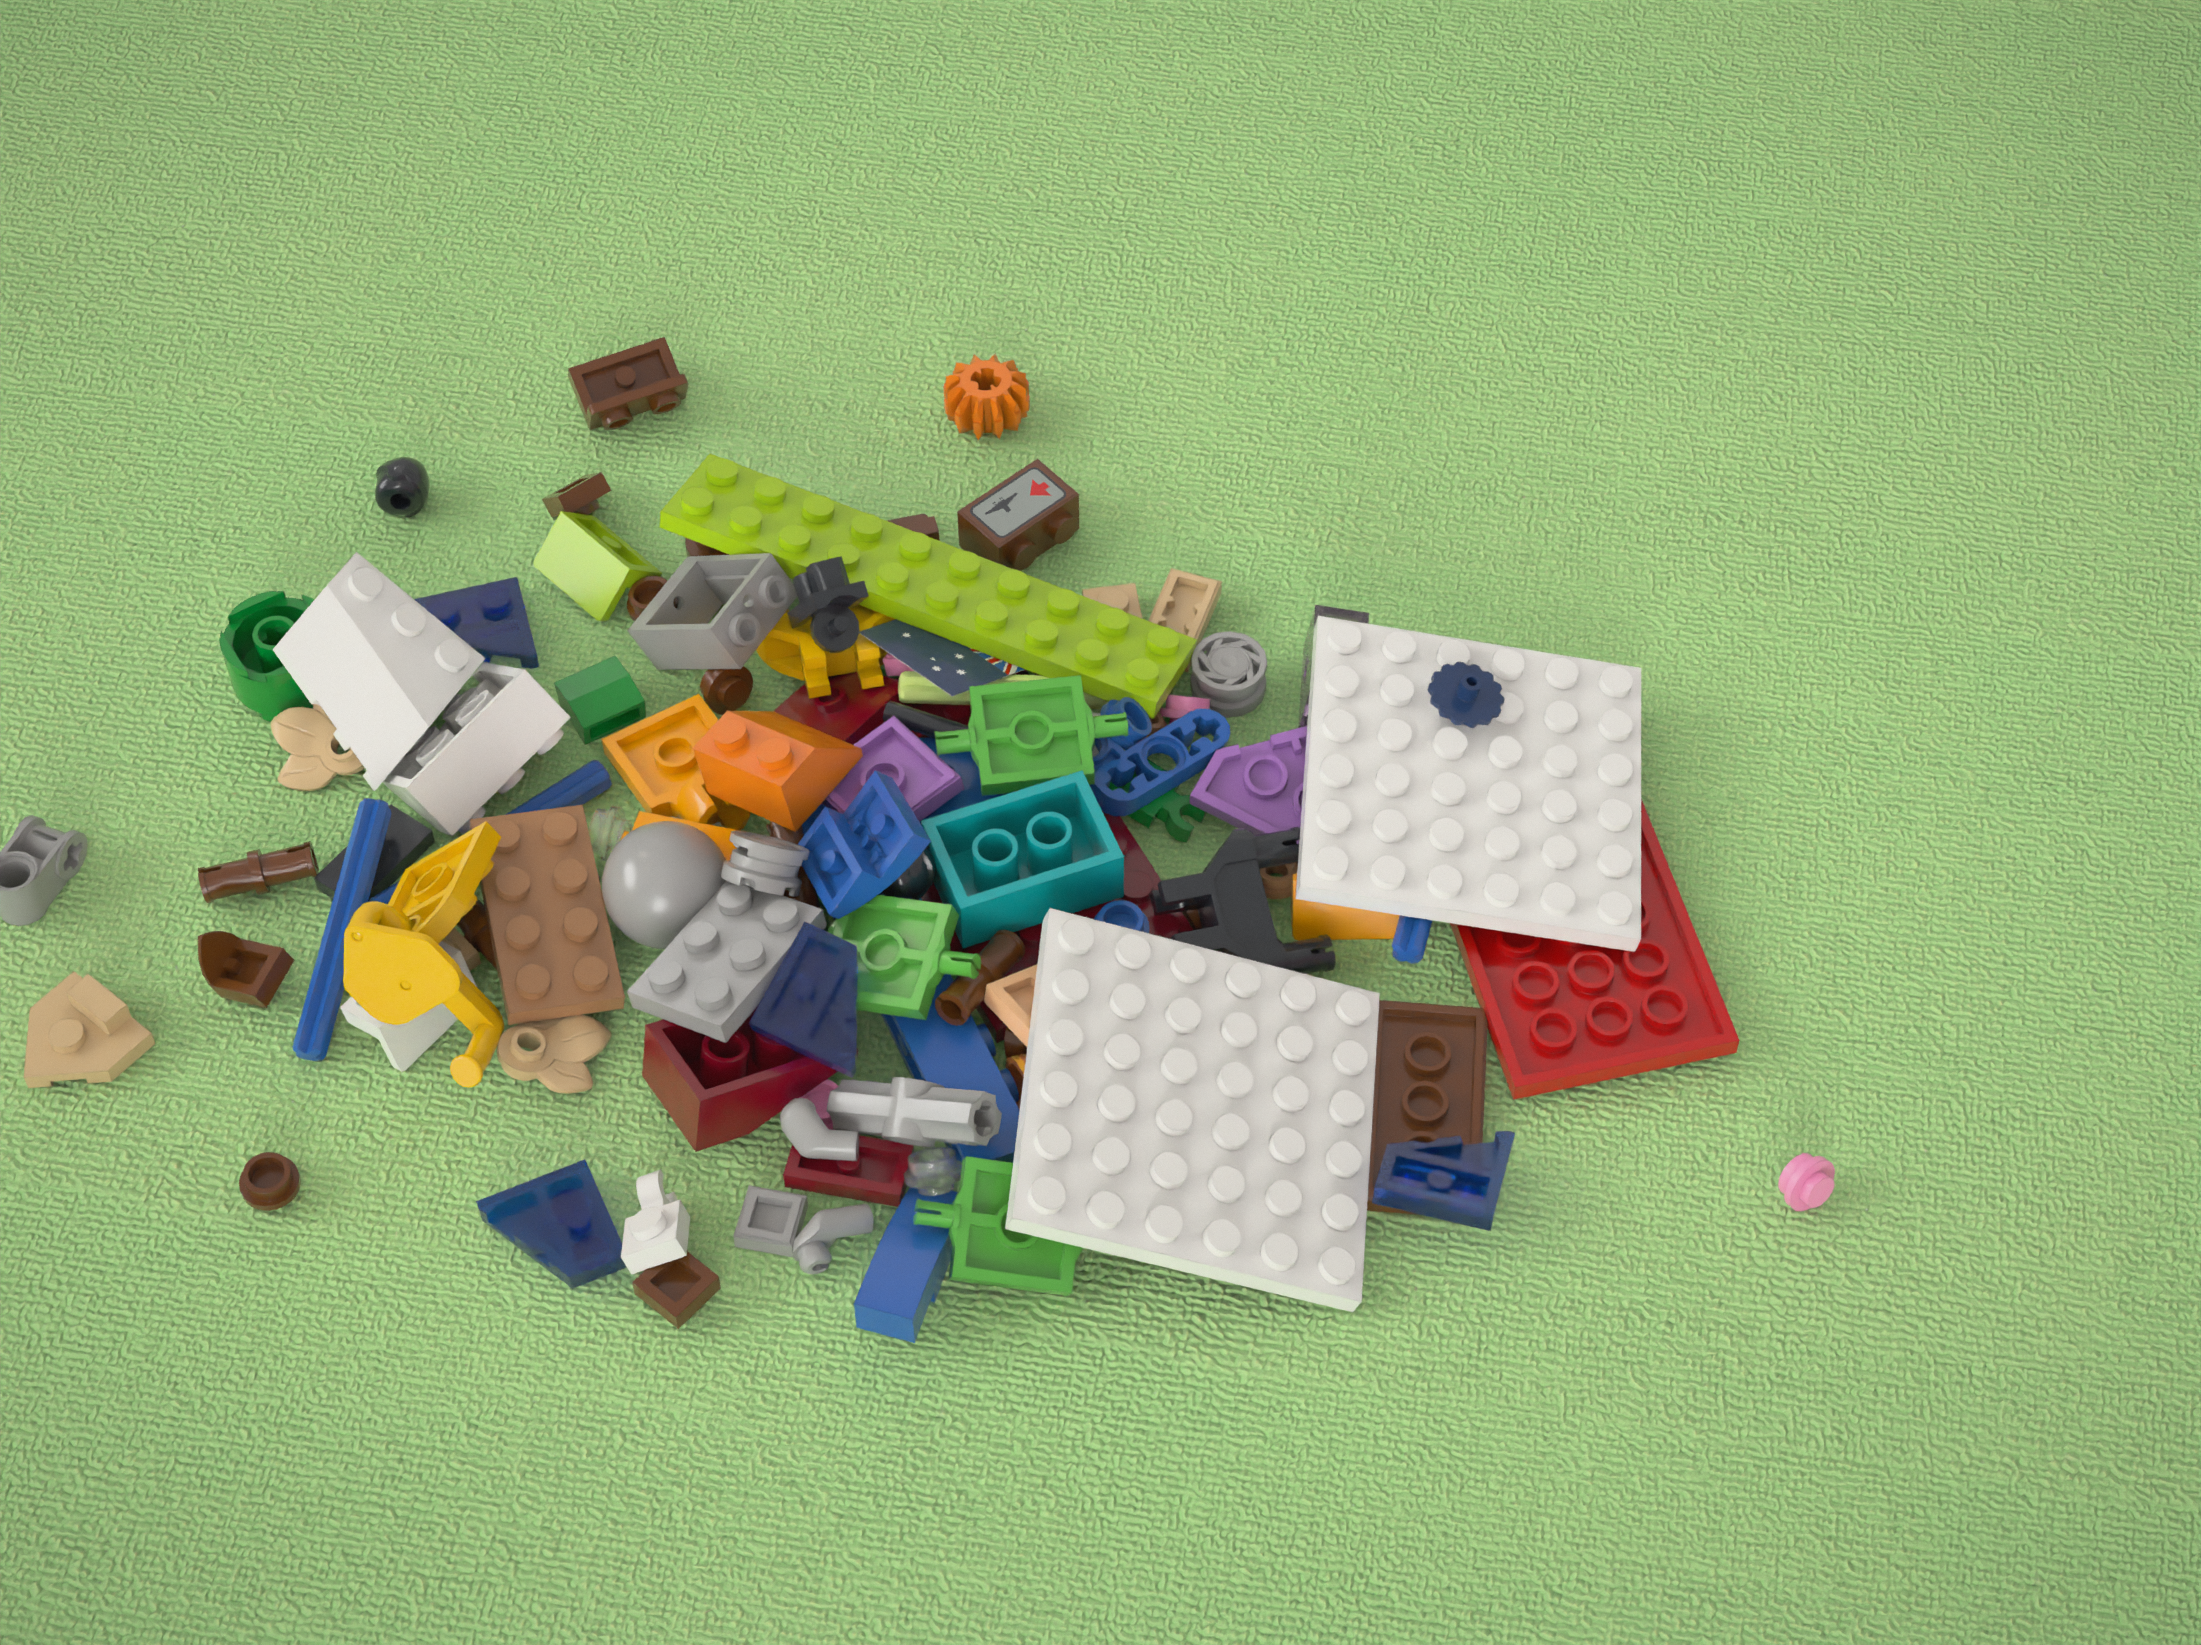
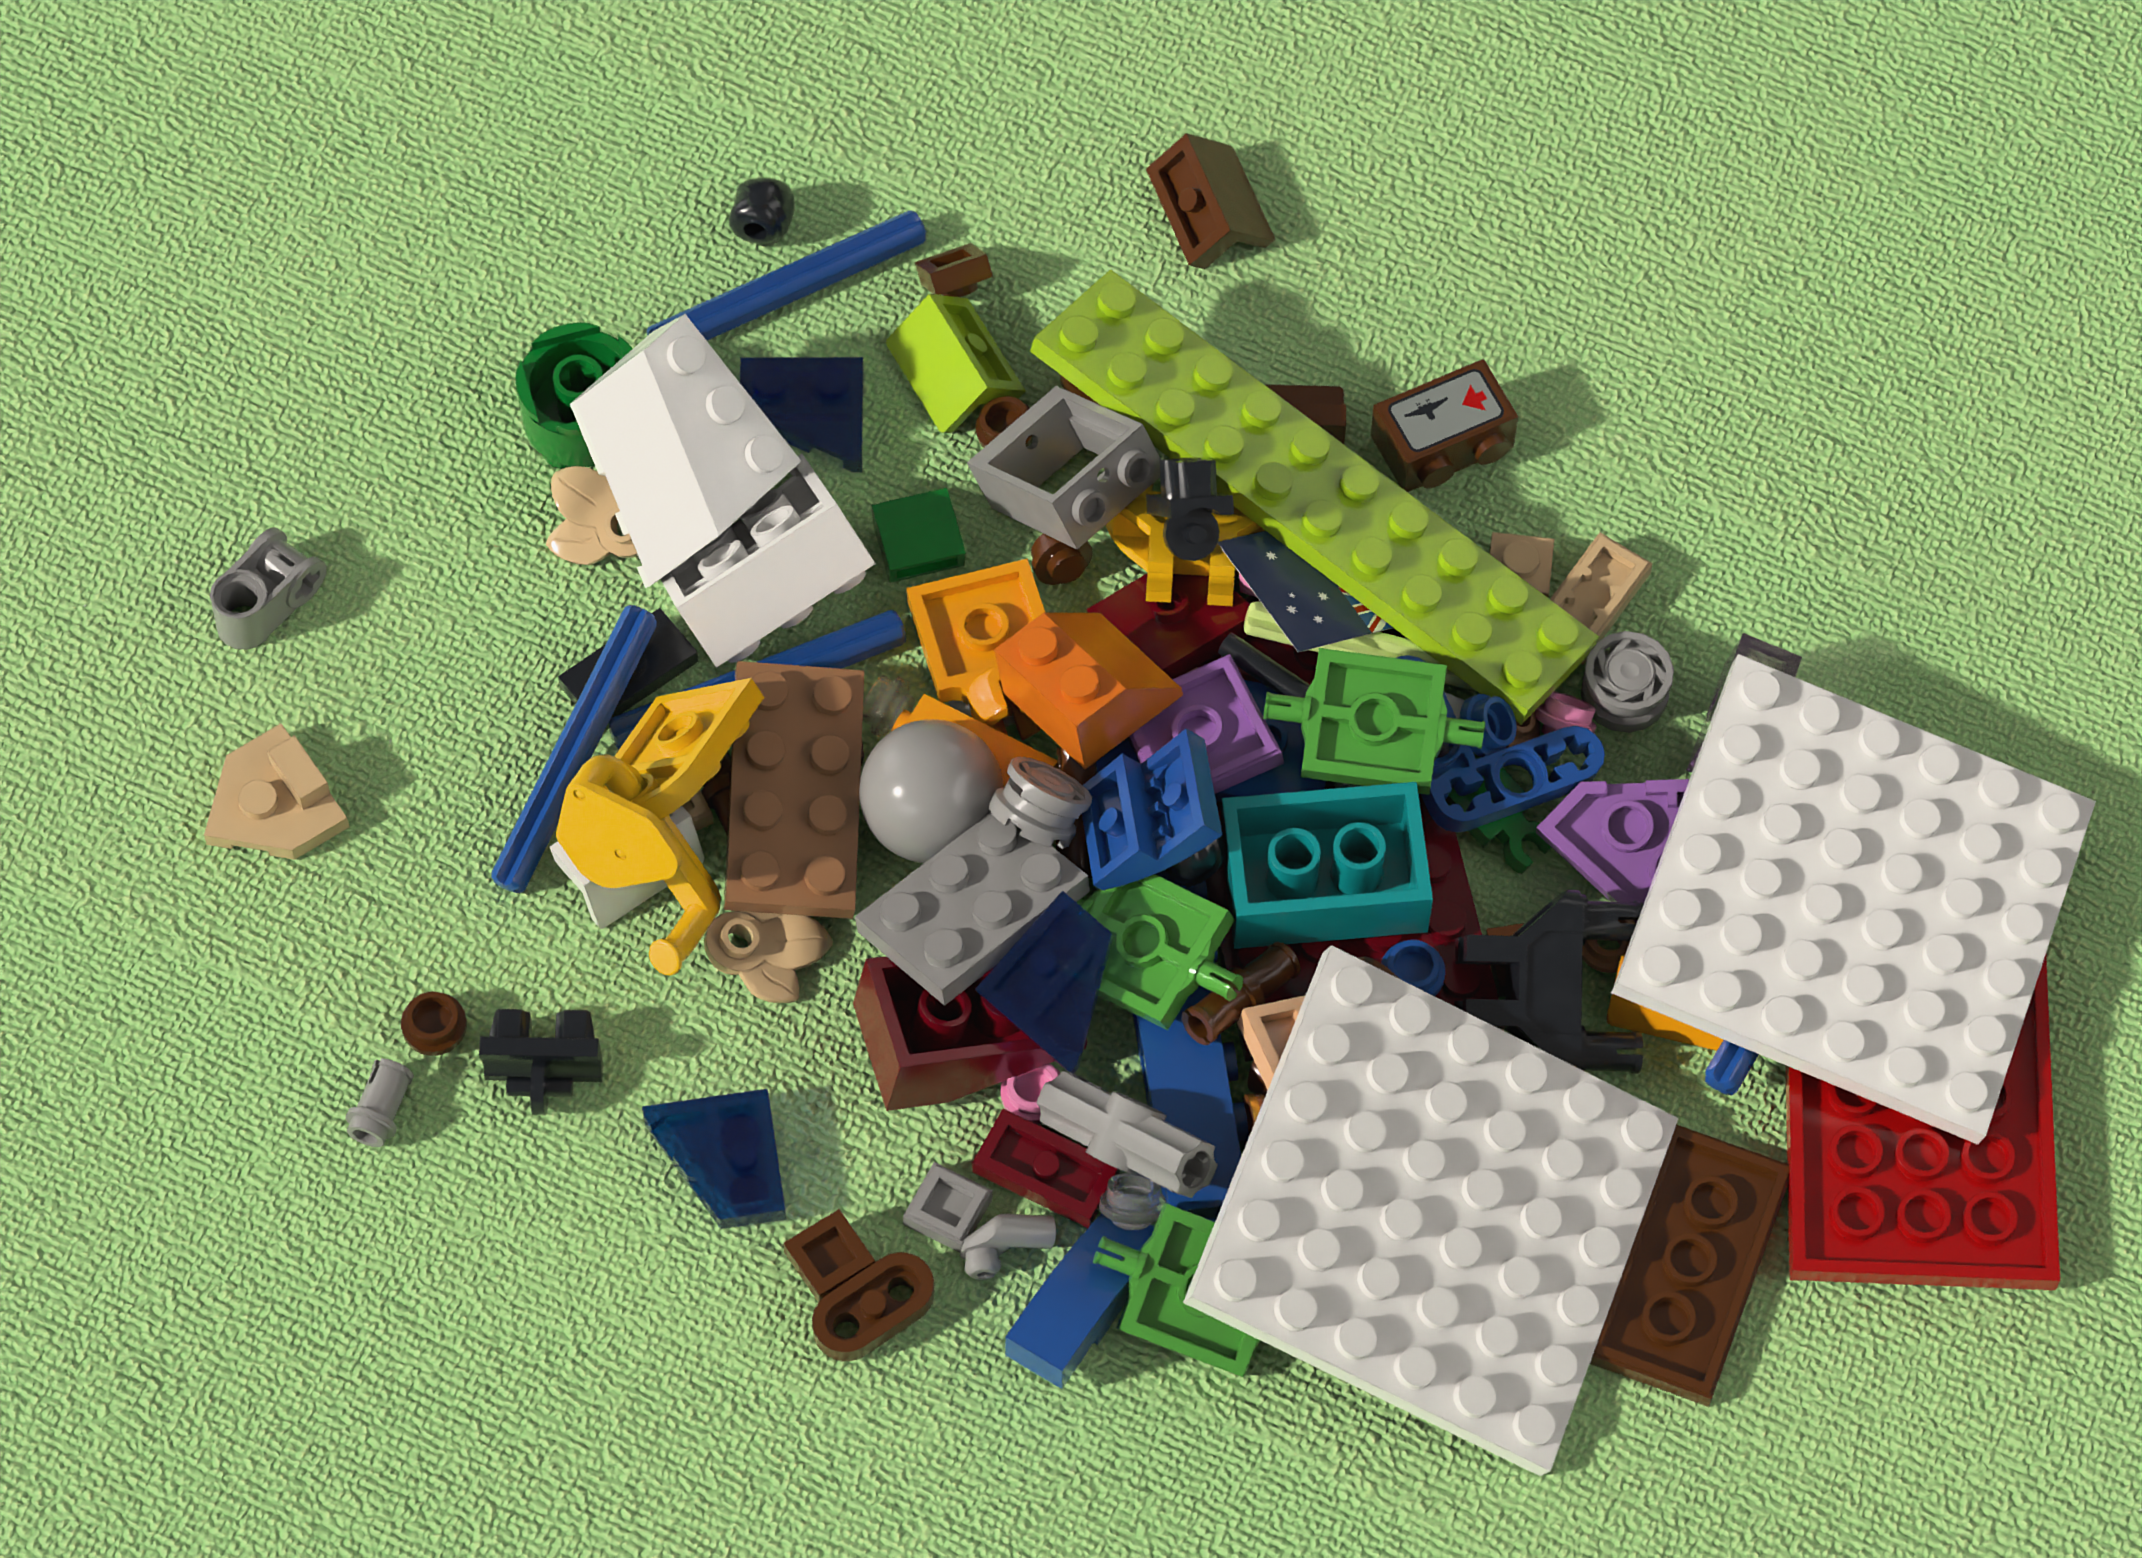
camera: 15 degrees right, 10 degrees up
(233, 1271) = (374, 1115): none -> light grey pin
(242, 968) = (458, 767): reddish brown plate -> none
(258, 872) = (500, 654): reddish brown pin -> none
(374, 1187) = (538, 1064): none -> black hips
(461, 522) = (804, 276): none -> blue axle
(628, 384) = (1046, 139): reddish brown bracket -> none
(658, 1230) = (826, 1193): white plate -> none
(723, 1319) = (869, 1306): none -> reddish brown plate
(772, 401) = (1207, 199): none -> reddish brown panel
(811, 1135) = (1012, 1129): light grey arm -> none
(986, 396) = (1451, 255): orange gear -> none
(1445, 1178) = (1682, 1359): clear blue wing -> none
(1465, 694) = (1876, 795): dark blue piece -> none
(1807, 1181) = (2081, 1465): bright pink plate -> none

